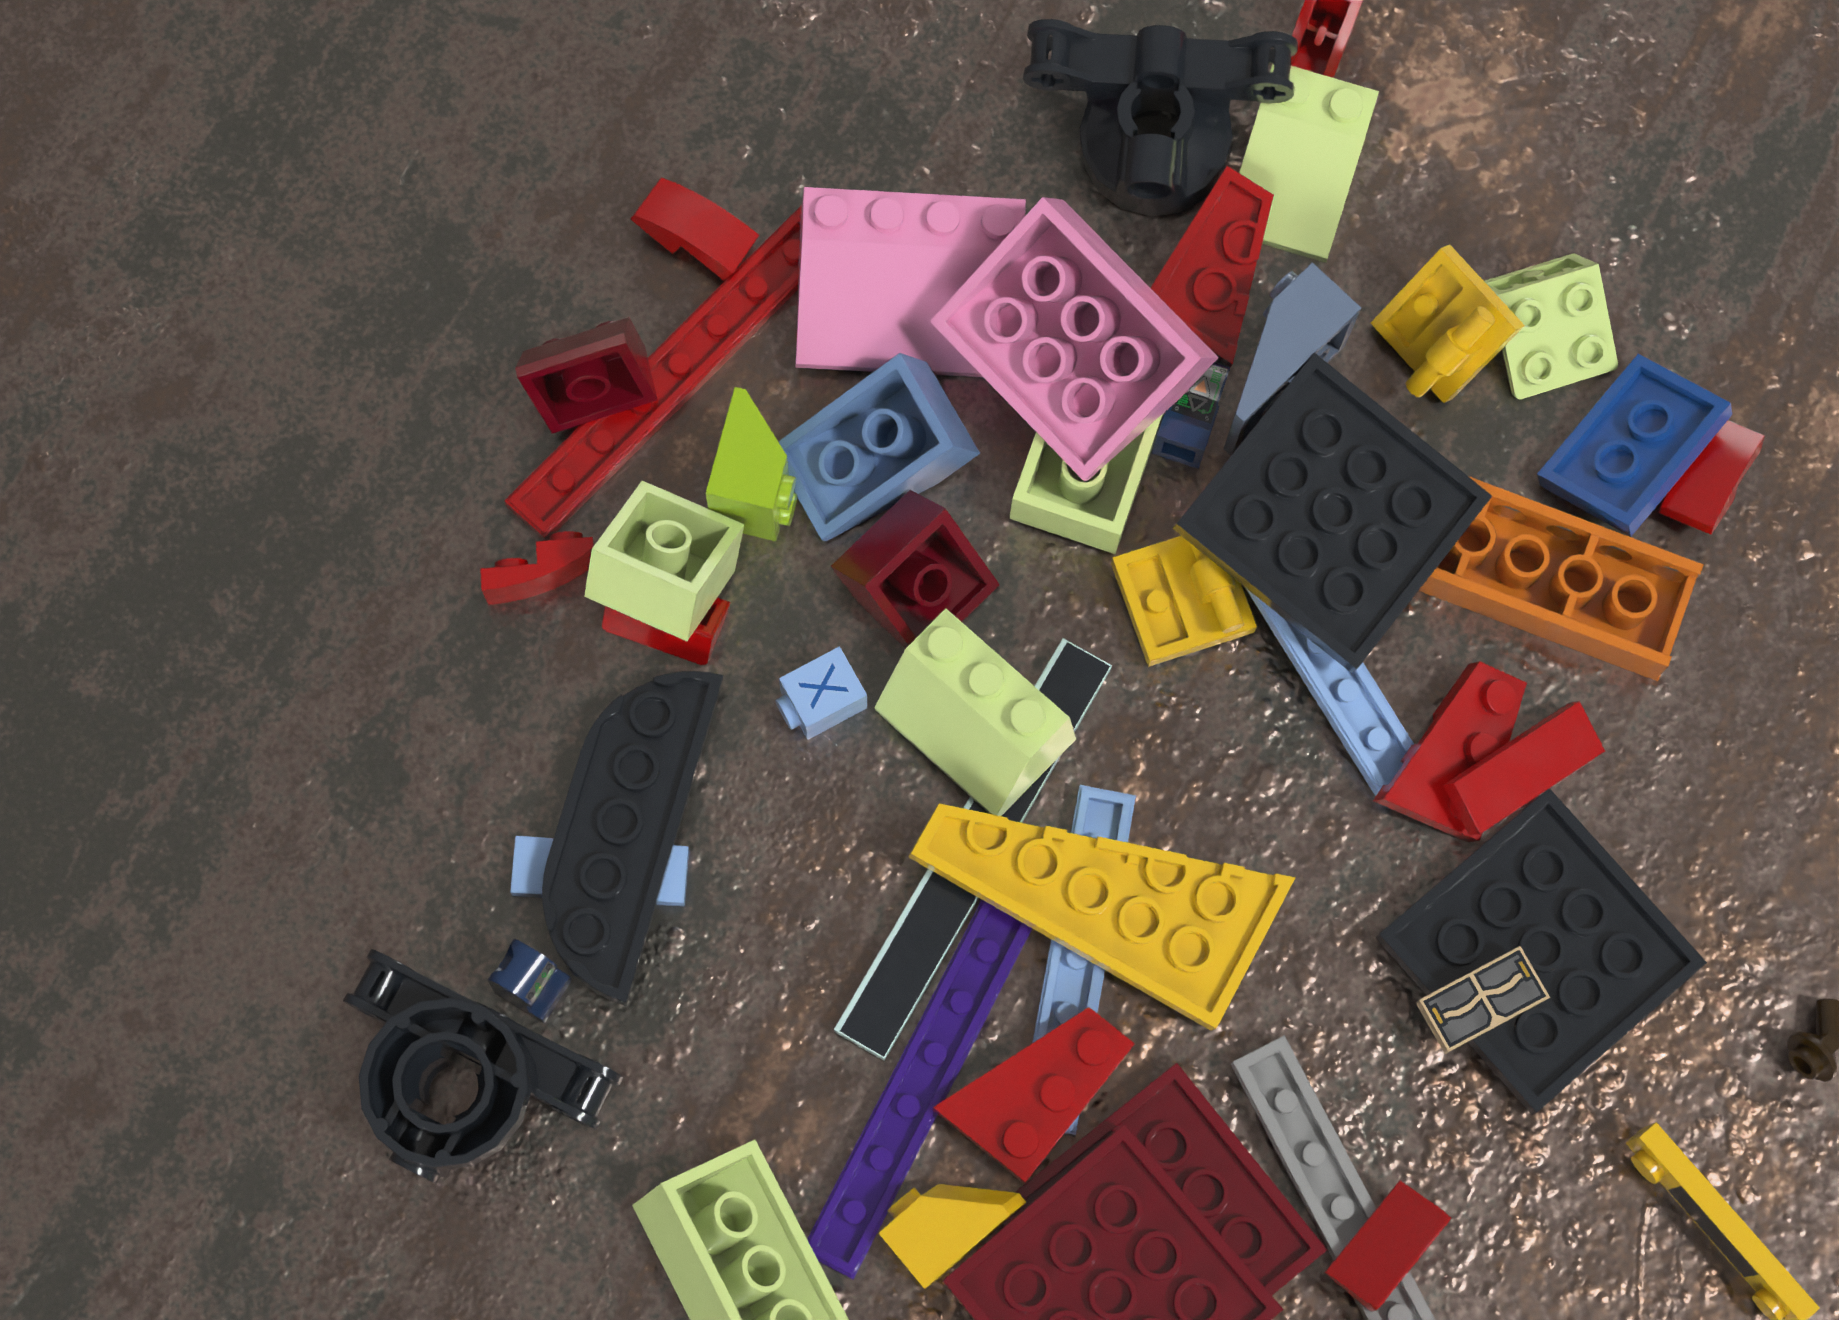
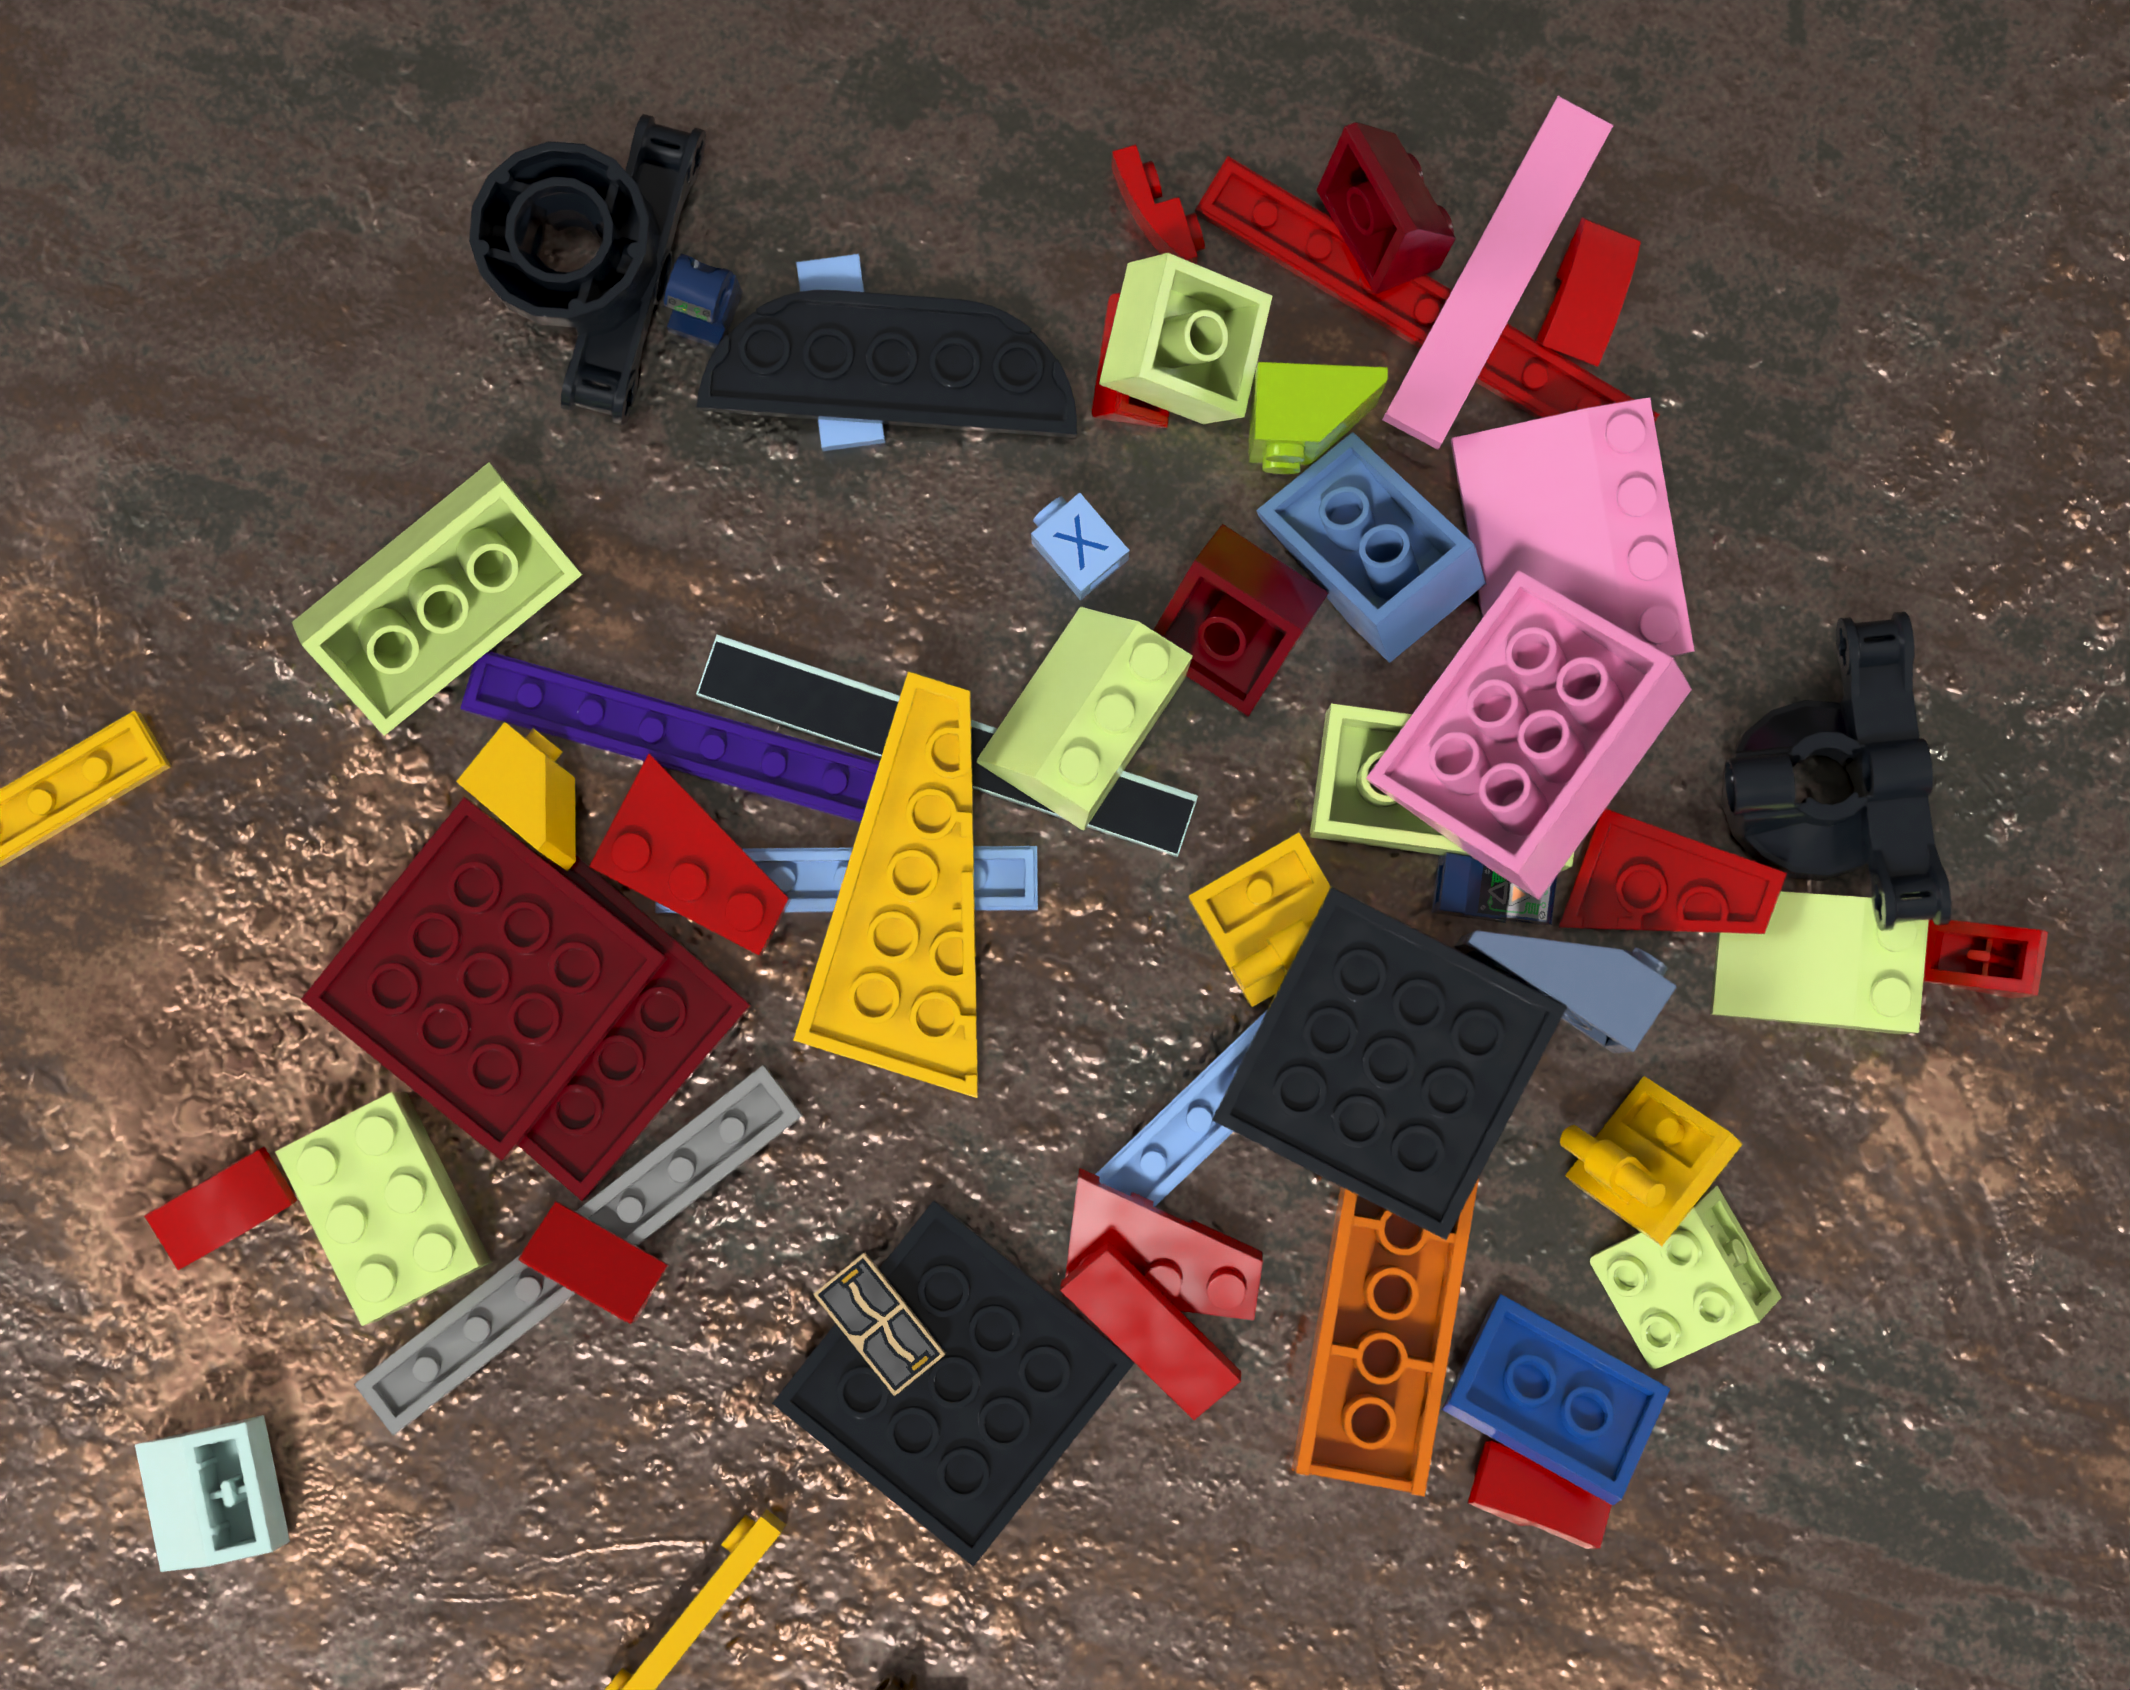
camera: 85 degrees right, 10 degrees up
(662, 297) = (1497, 273): none -> bright pink tile

